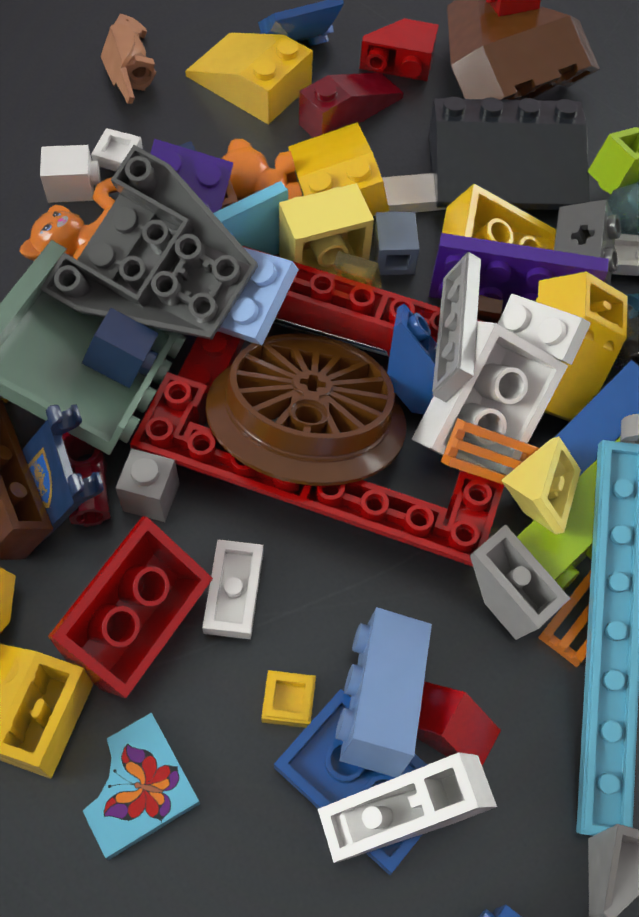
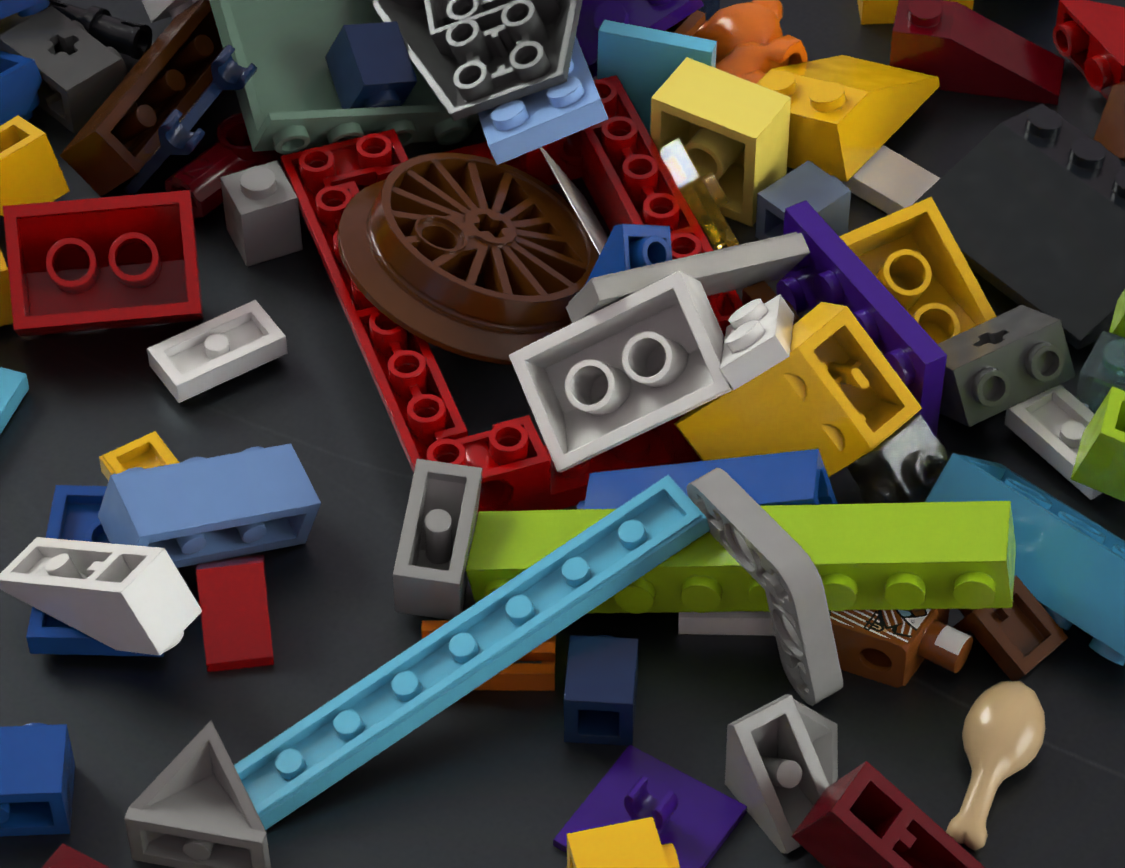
camera: 55 degrees right, 15 degrees down
(456, 443) = (530, 367): orange tile -> none
(546, 485) = (572, 475): light yellow slope -> none

